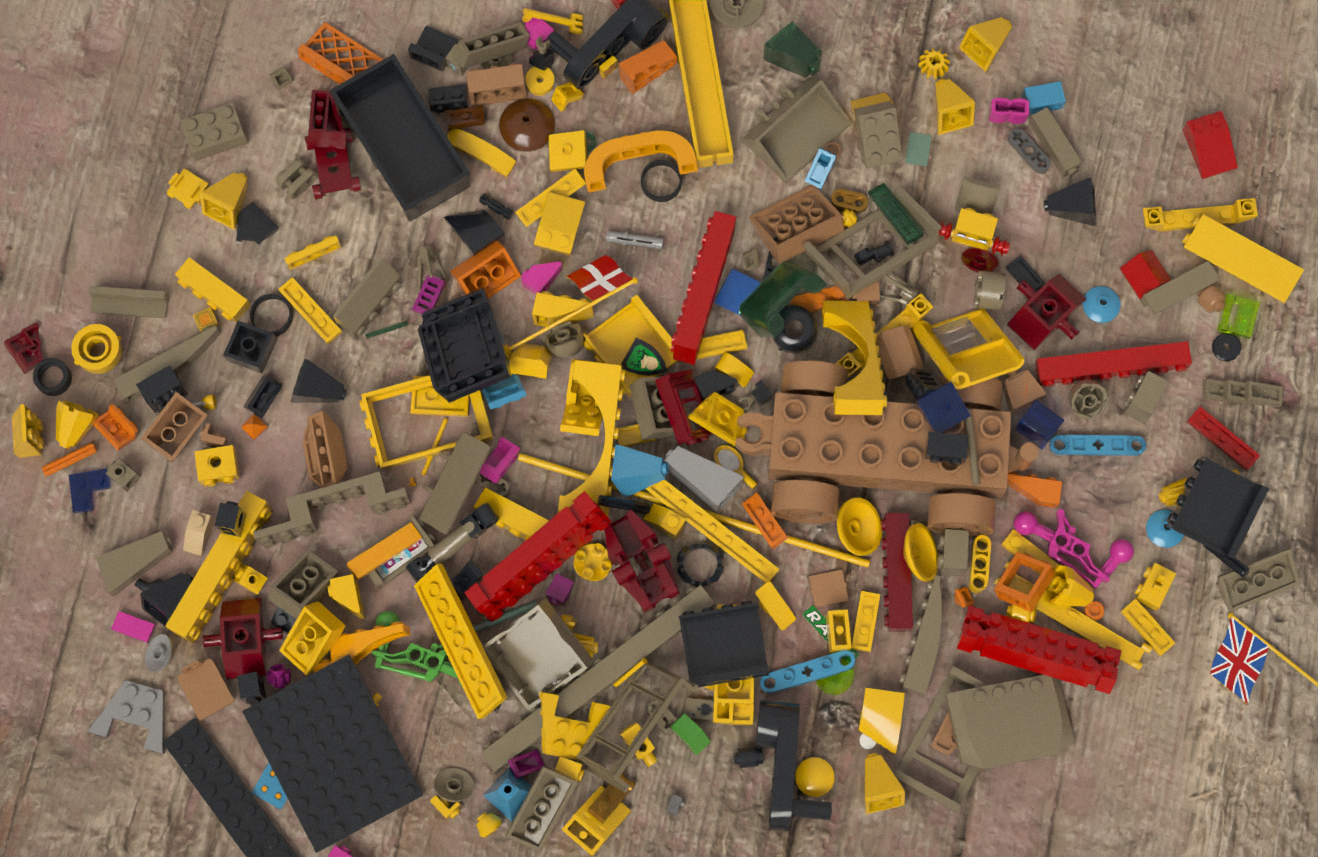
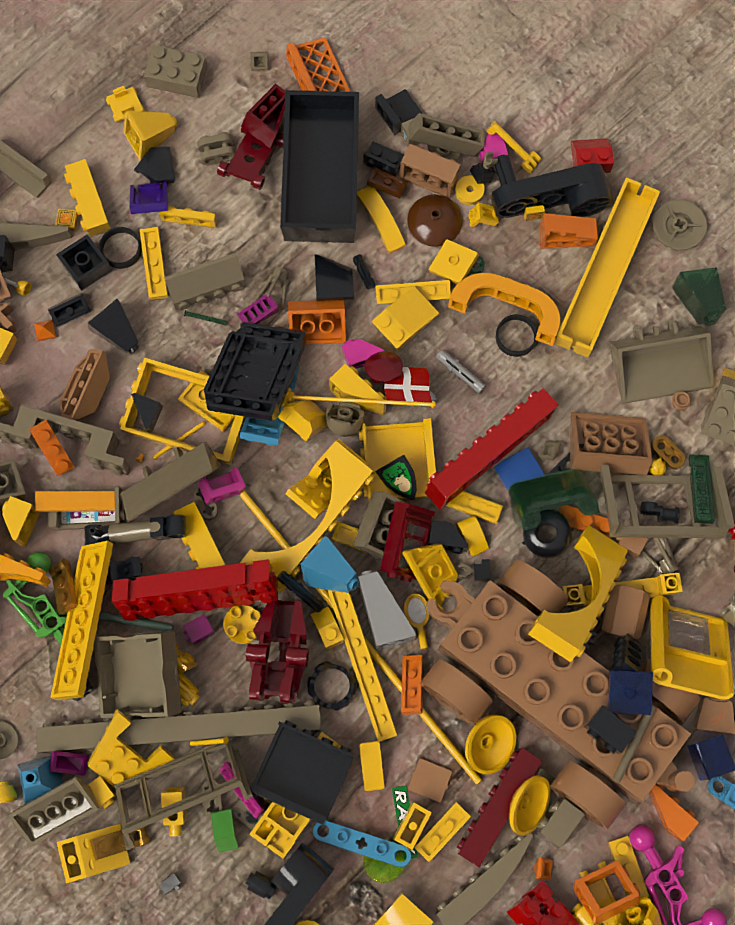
camera: 30 degrees right, 0 degrees up
(268, 257) = (148, 198): none -> dark purple container
(333, 519) = (51, 447): none -> orange plate
(395, 435) = (148, 410): none -> black slope
(423, 626) = (63, 586): none -> pearl gold plate
(569, 275) = (383, 367): none -> dark red dish
(697, 698) = (253, 804): none -> dark pink slope
(821, 168) = (661, 408): slope -> none
(984, 556) = (586, 843): yellow beam -> none

